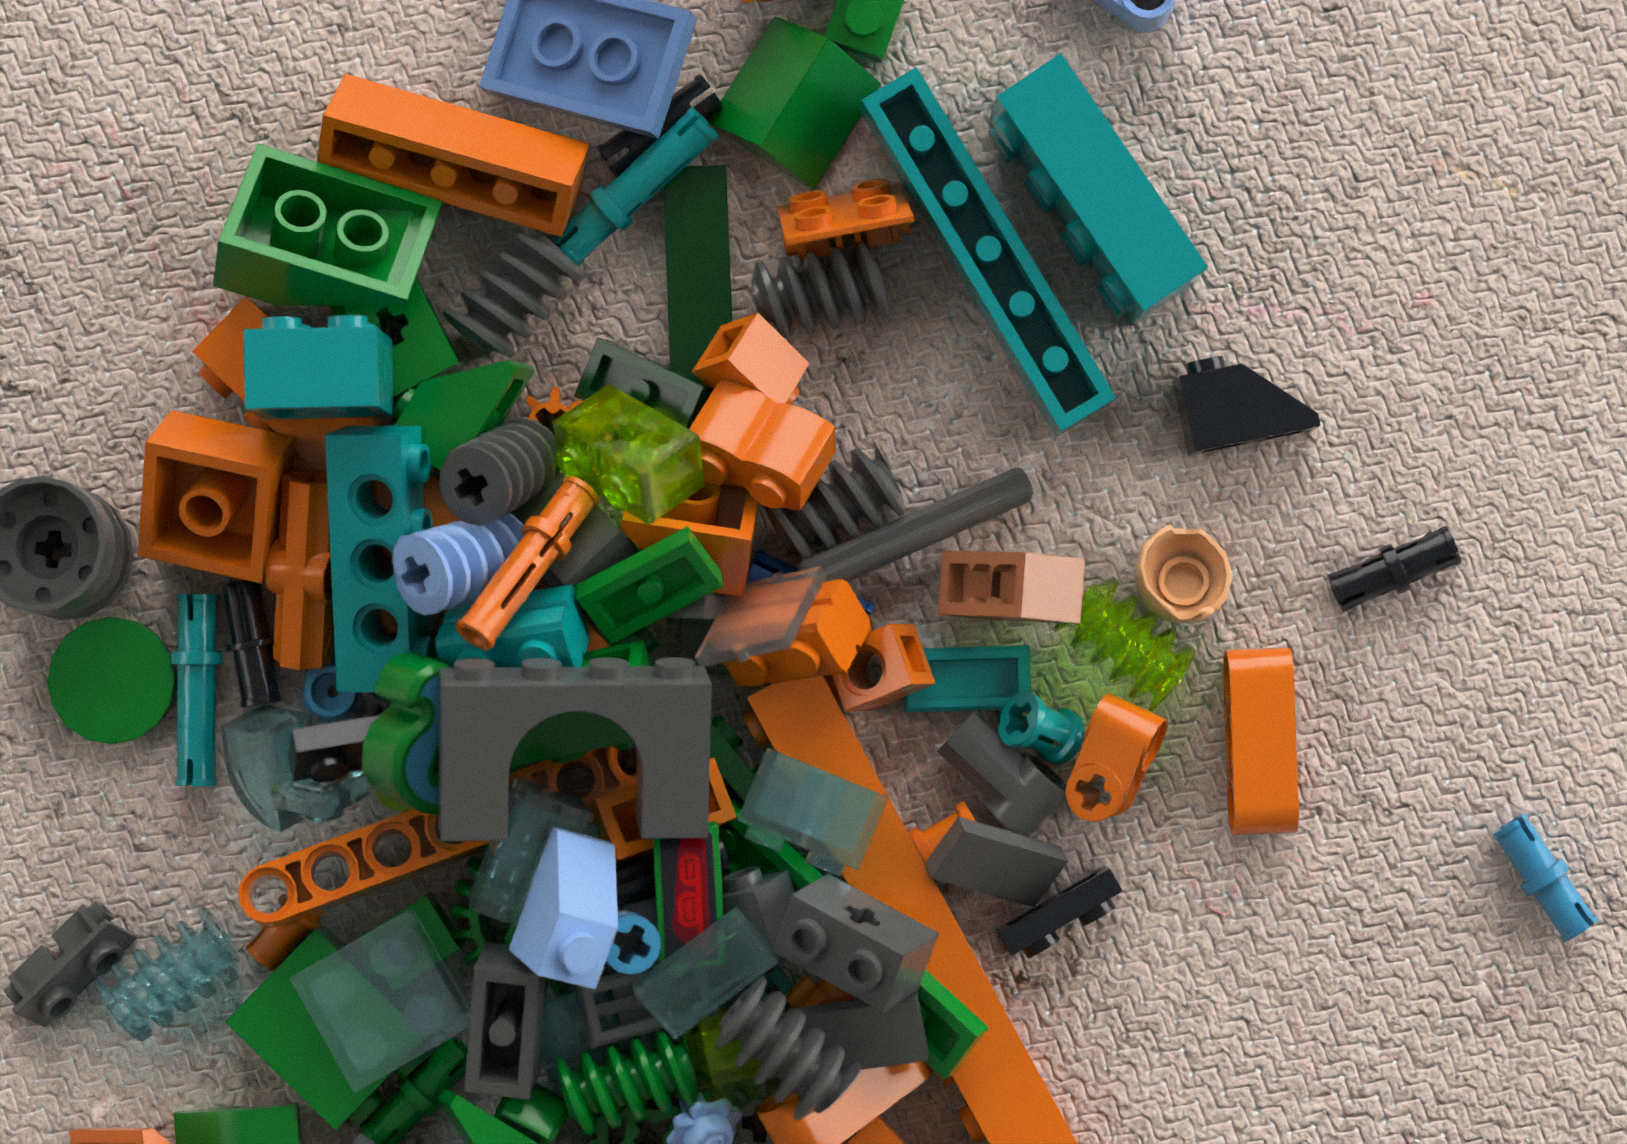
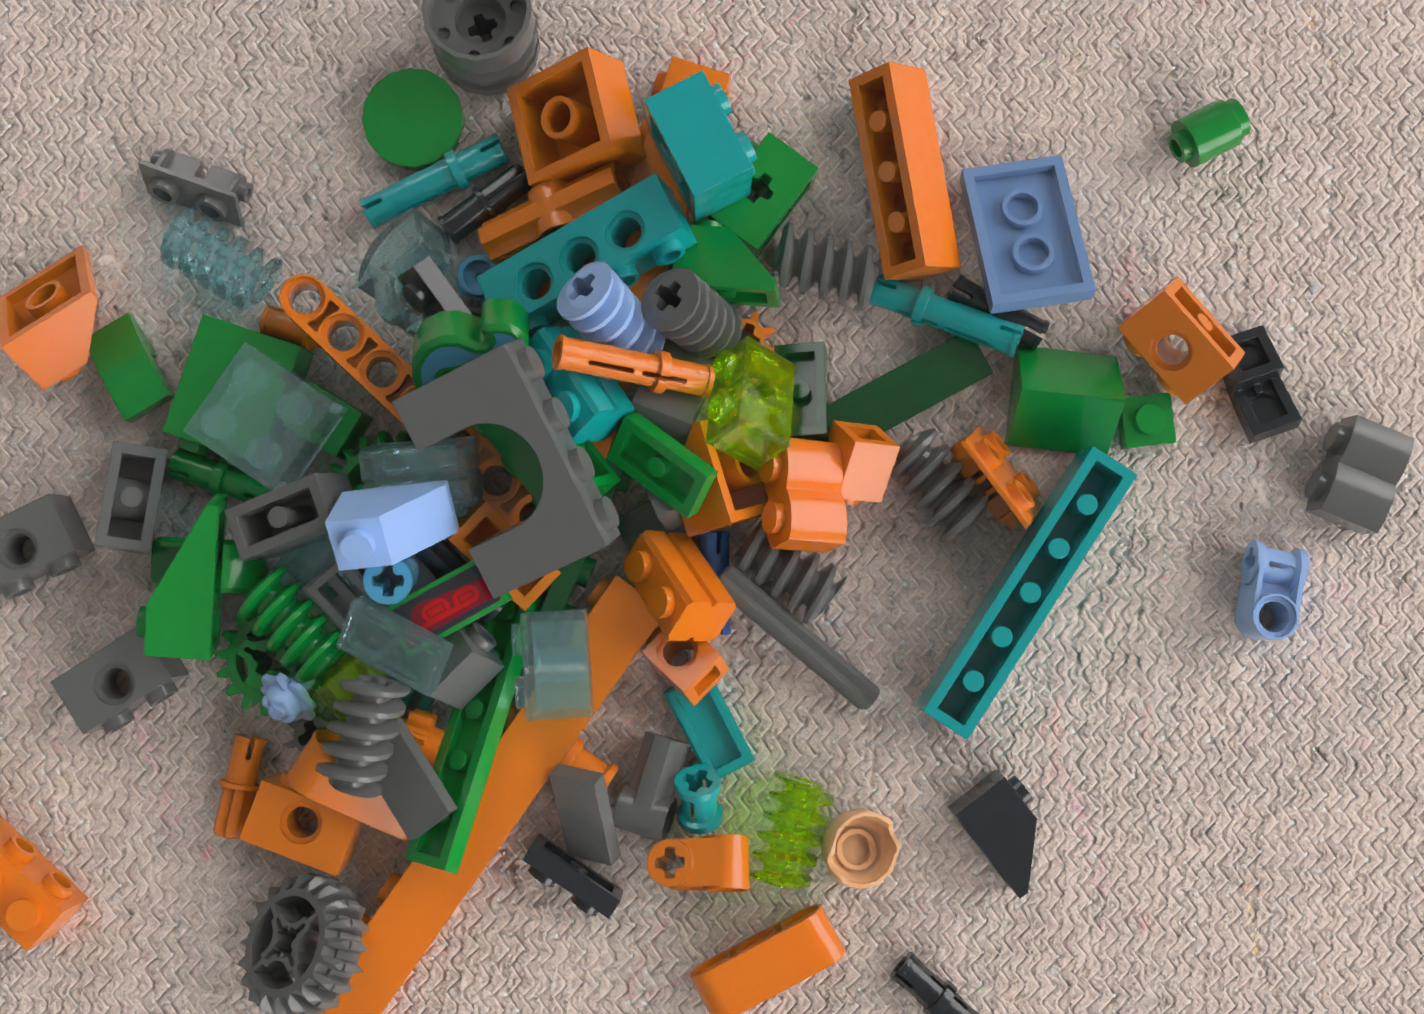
camera: 65 degrees right, 0 degrees up
(321, 235) = (800, 104): green slope -> none
(762, 619) = (676, 560): clear piece -> none
(855, 942) = (469, 746): dark grey brick -> none
(1011, 586) = (791, 729): nougat brick -> none
(1095, 191) = (1111, 648): teal brick -> none

